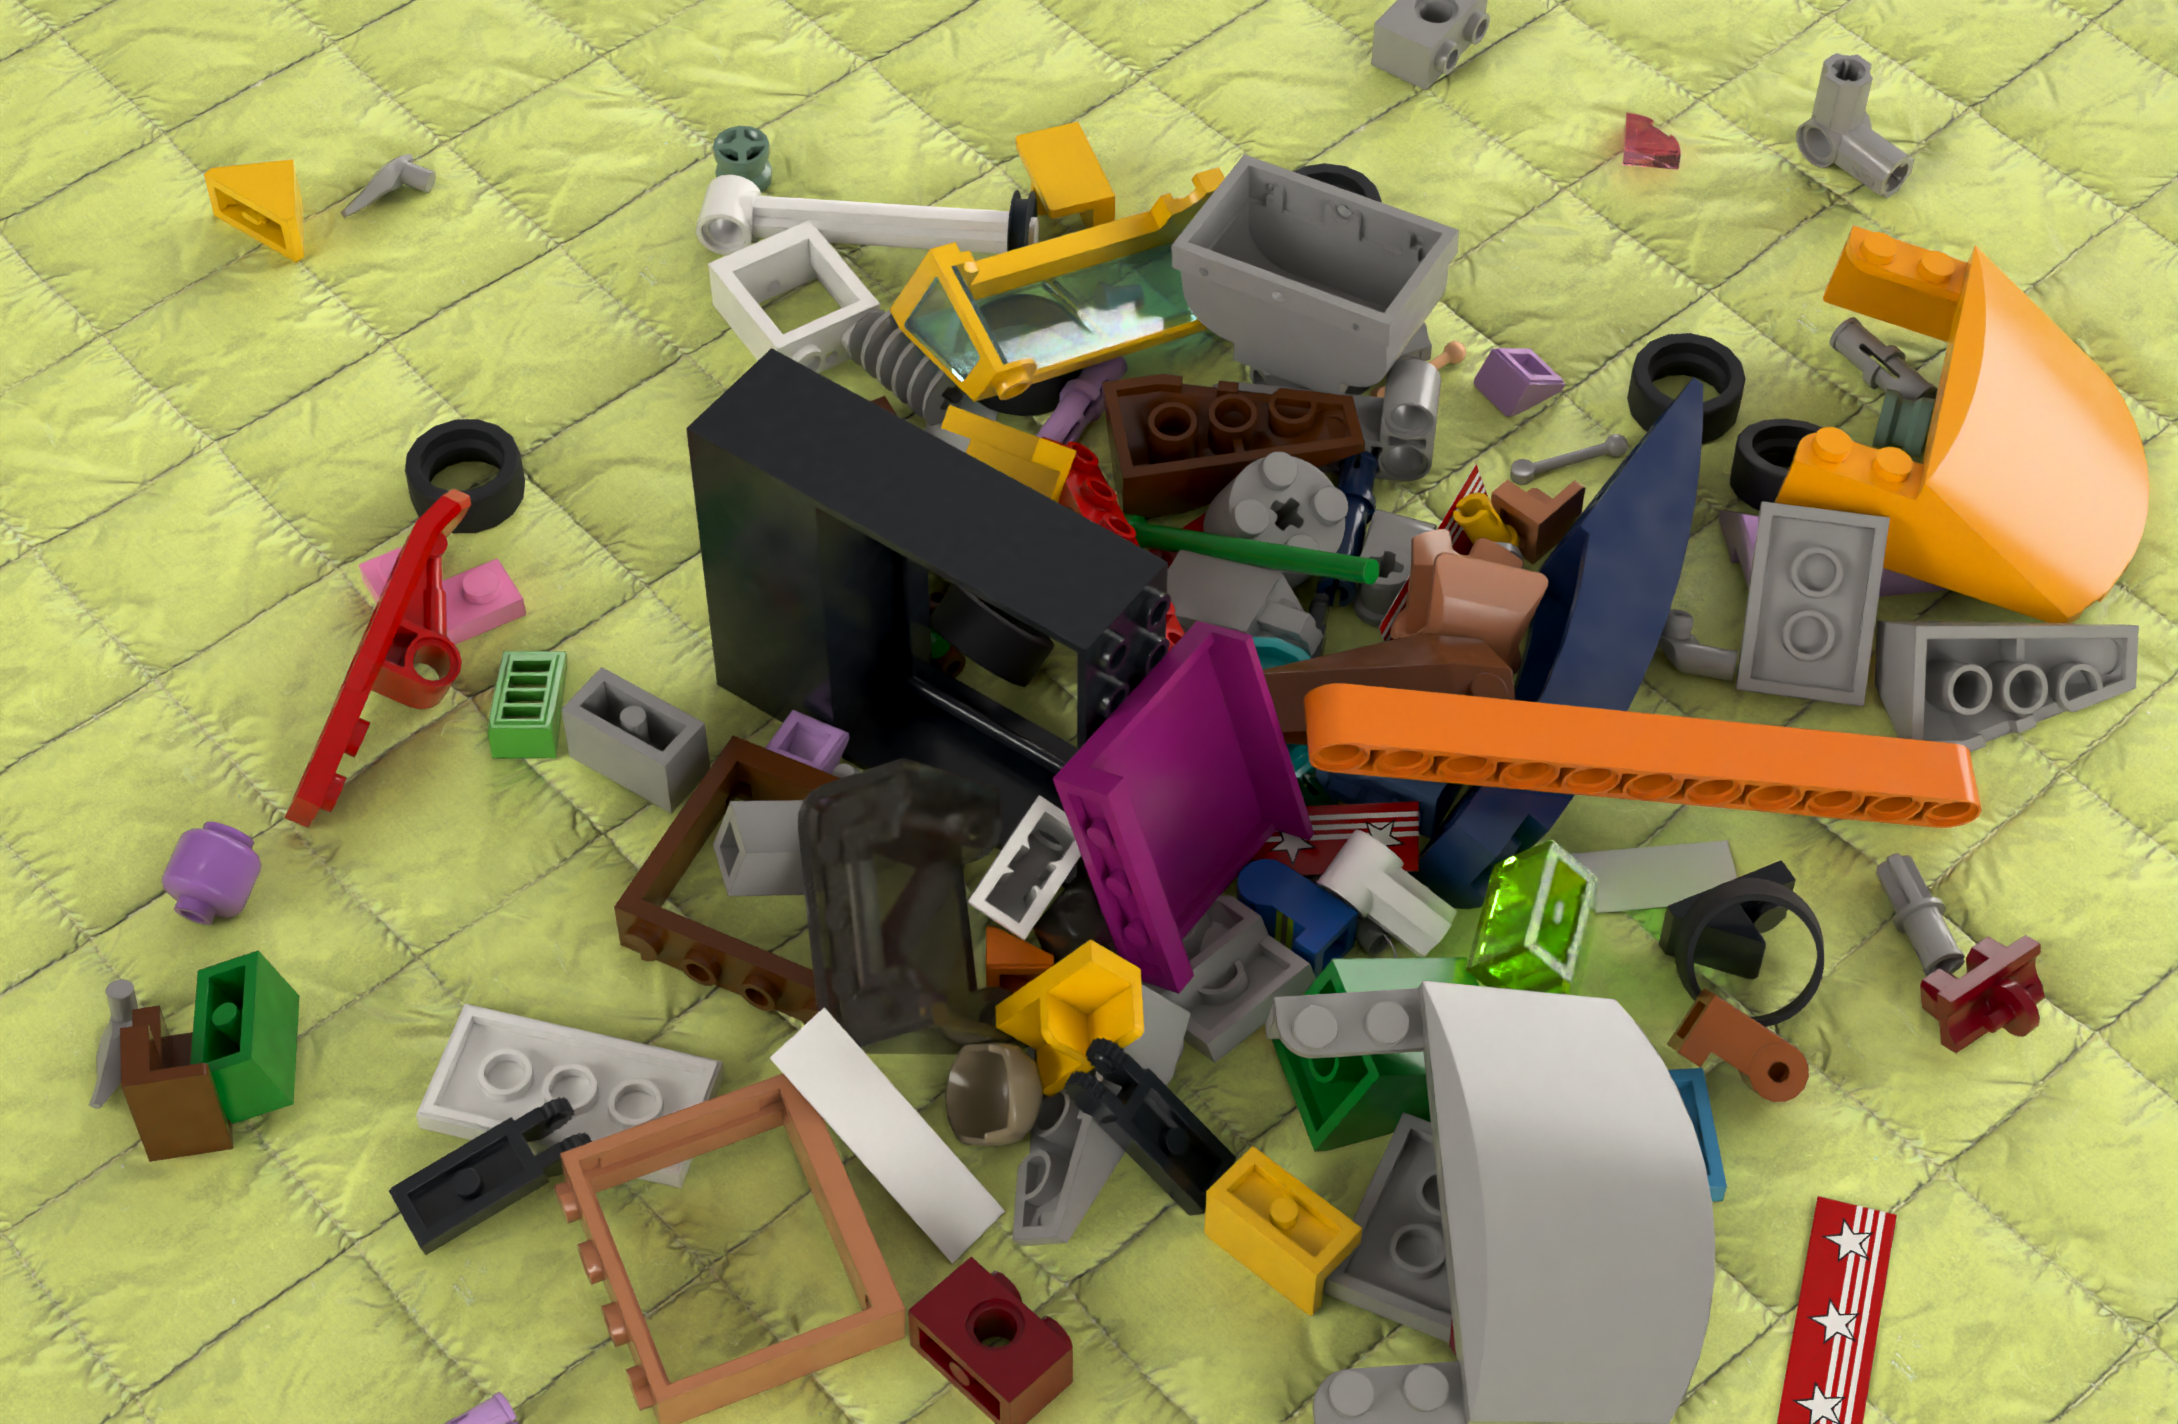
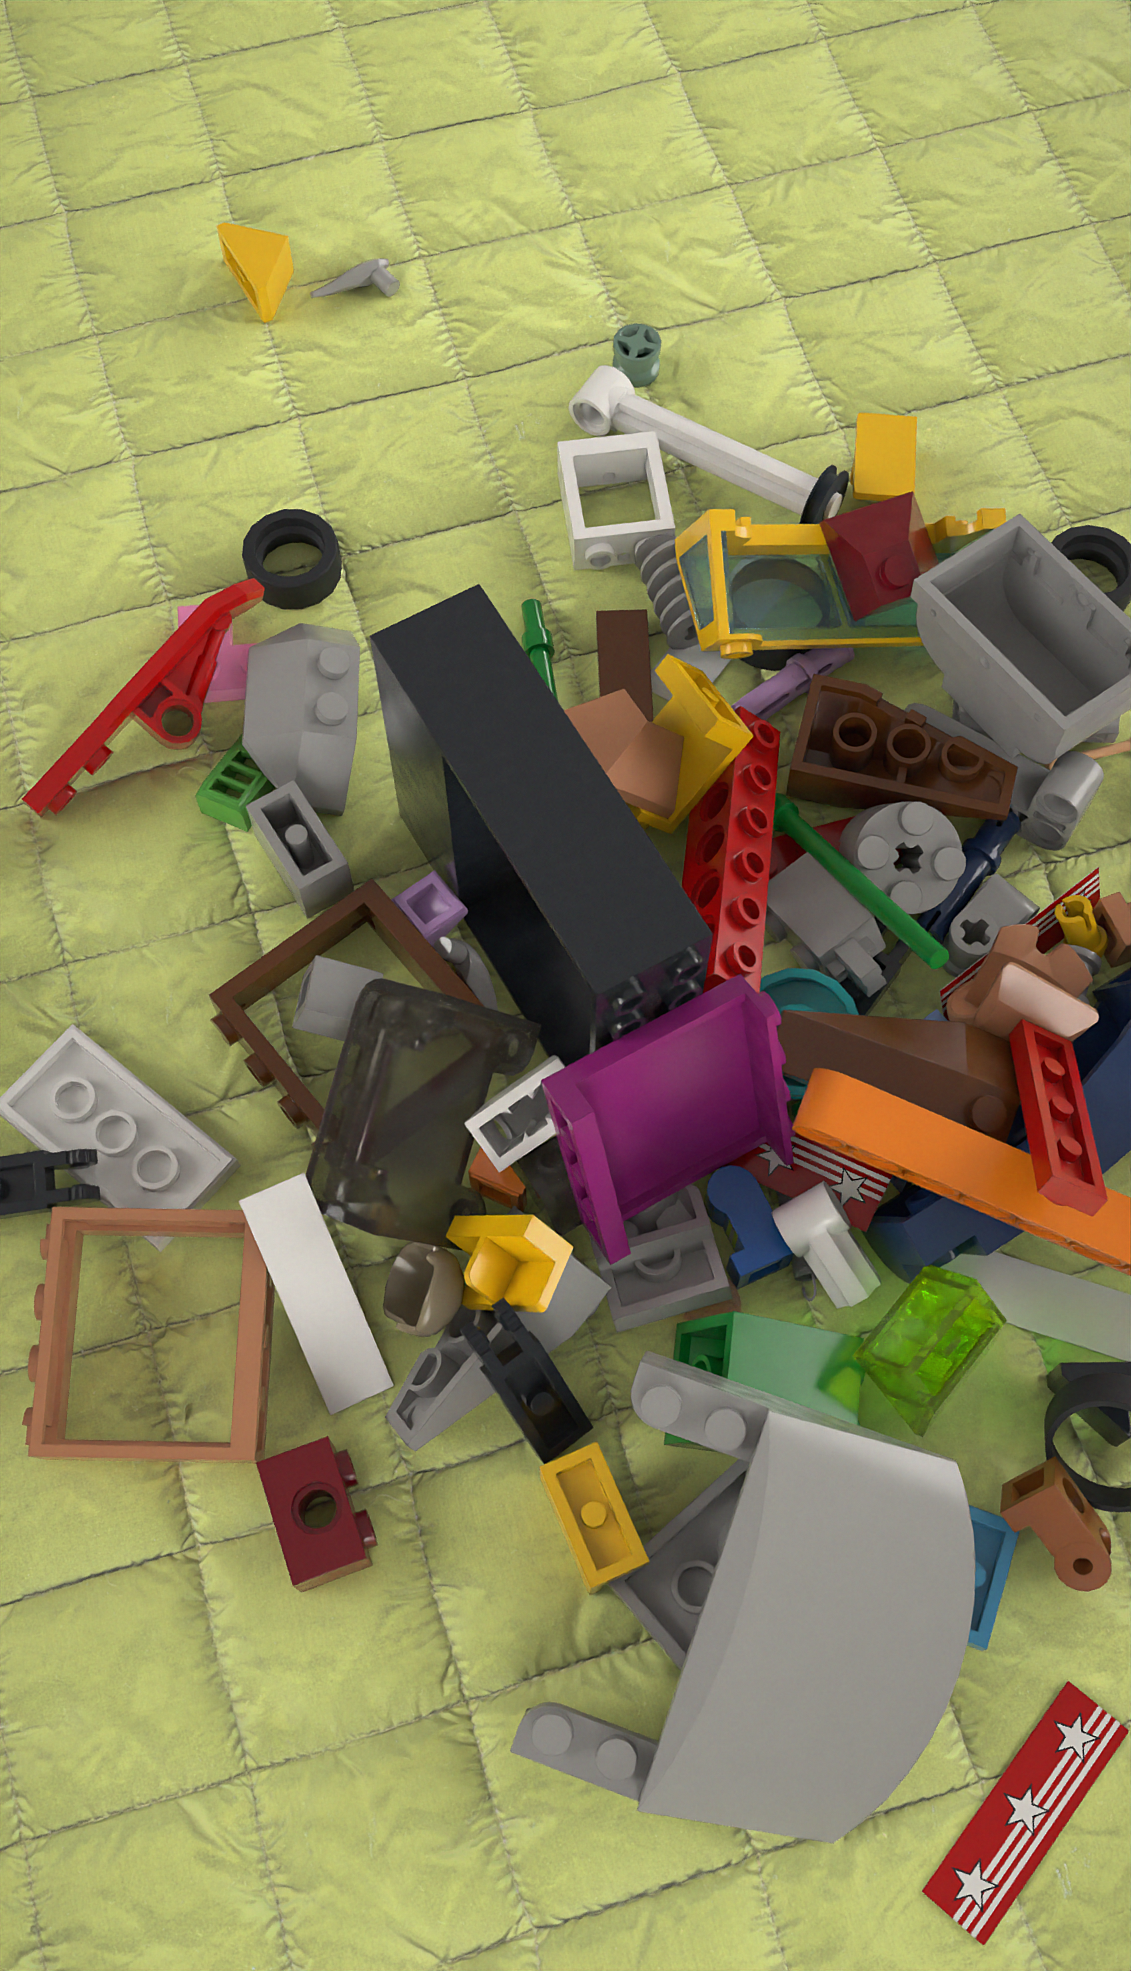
camera: 25 degrees right, 15 degrees up
(567, 606) = (304, 711): none -> light grey wedge
(1112, 255) = (879, 553): none -> dark red slope
(1556, 667) = (1056, 1119): none -> red plate

